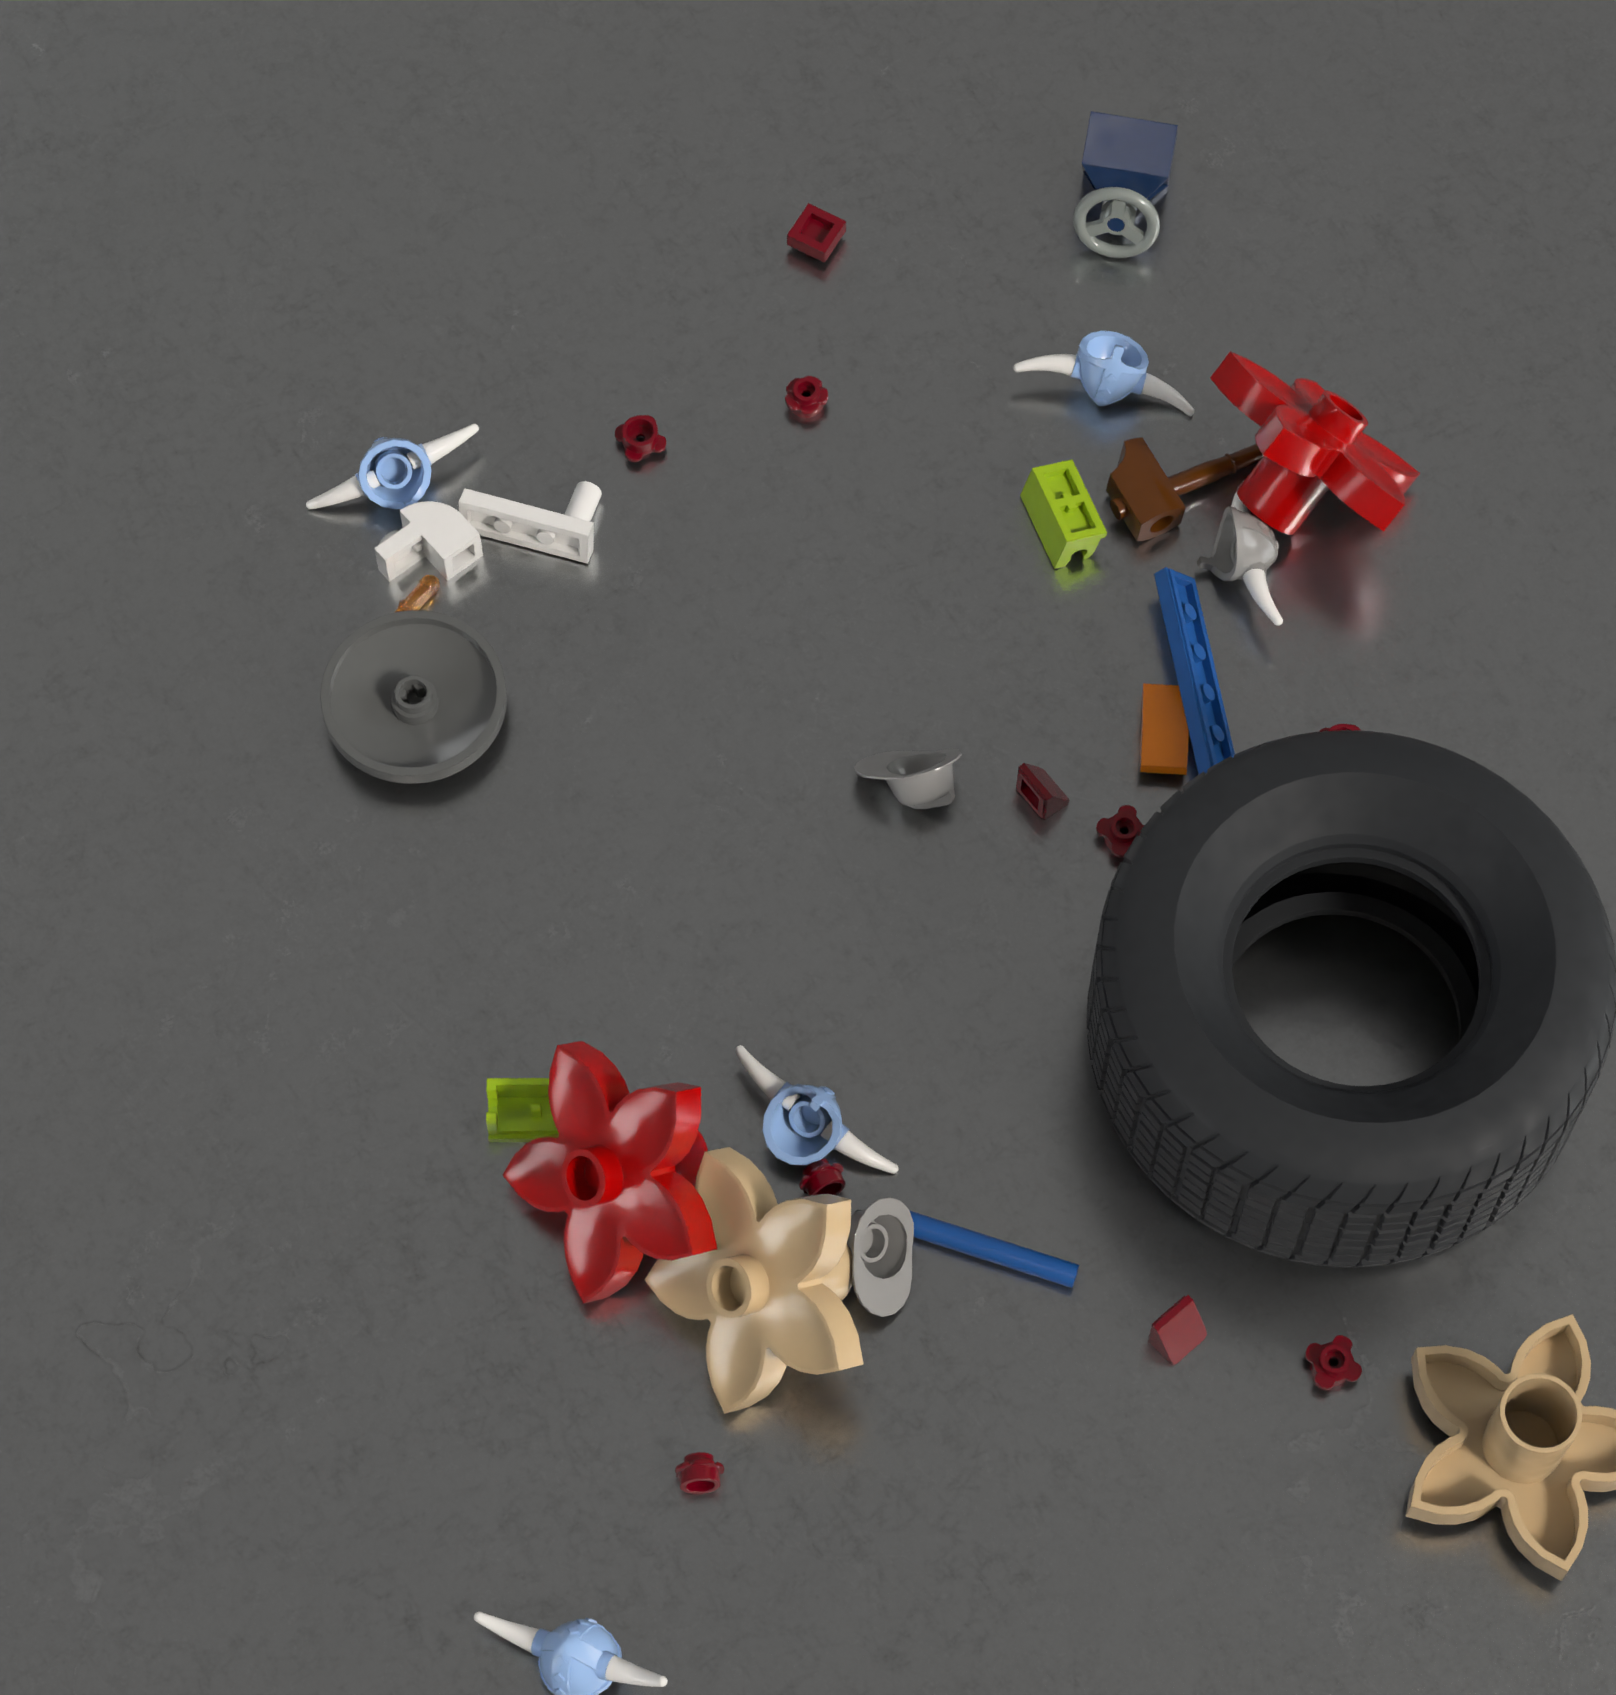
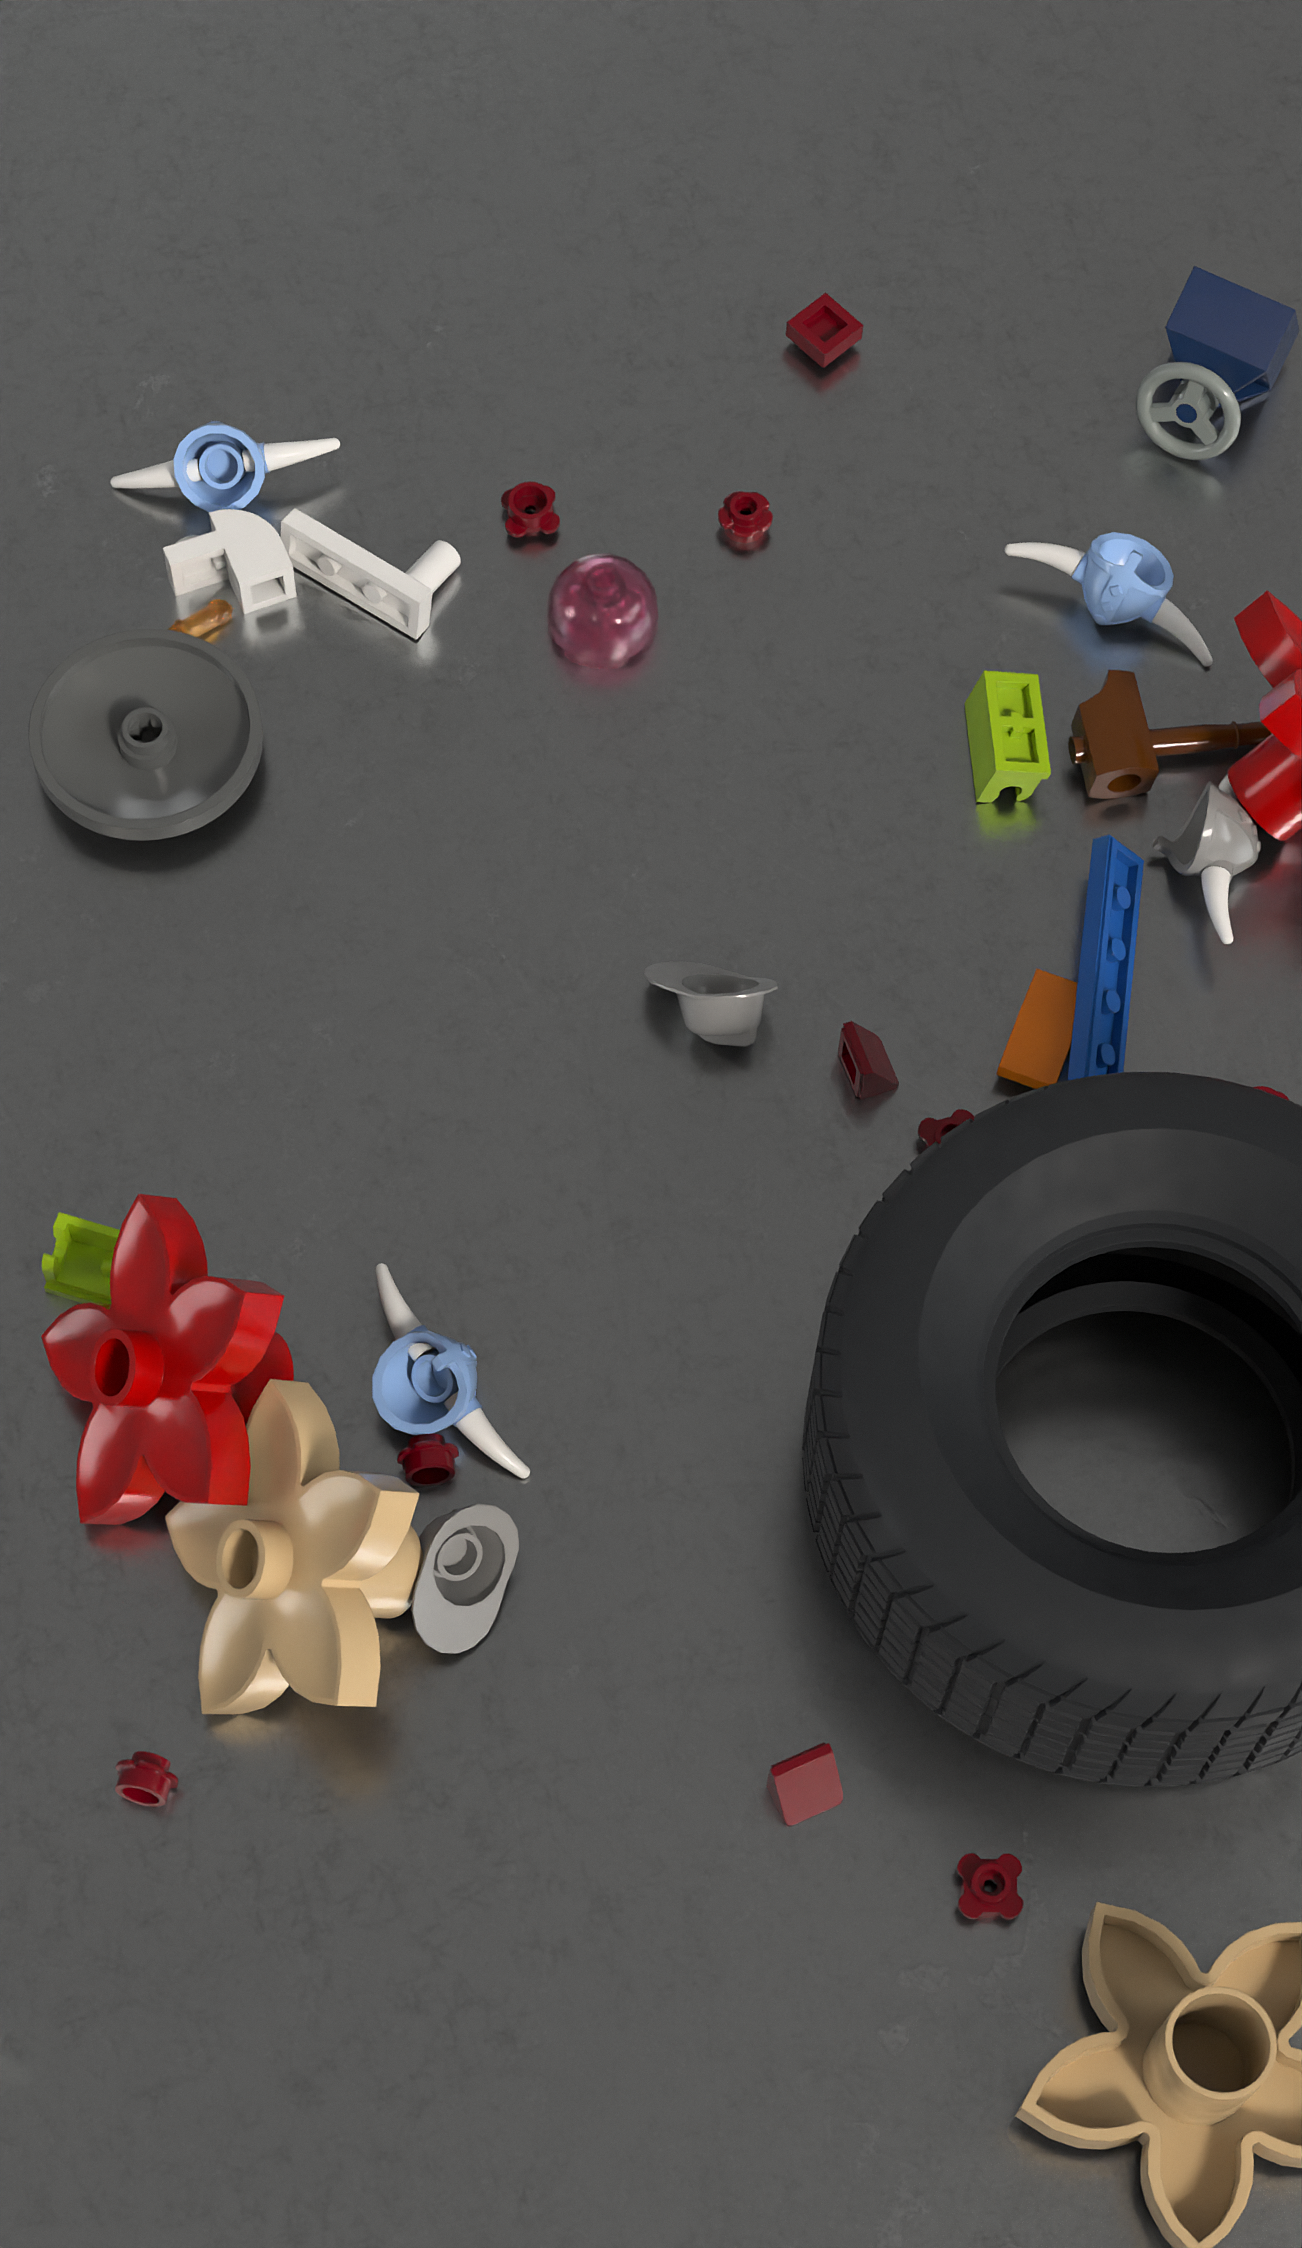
camera: 15 degrees right, 0 degrees up
(724, 502) = (602, 611): none -> clear pink cylinder
(994, 1250) = (610, 1611): blue piece -> none

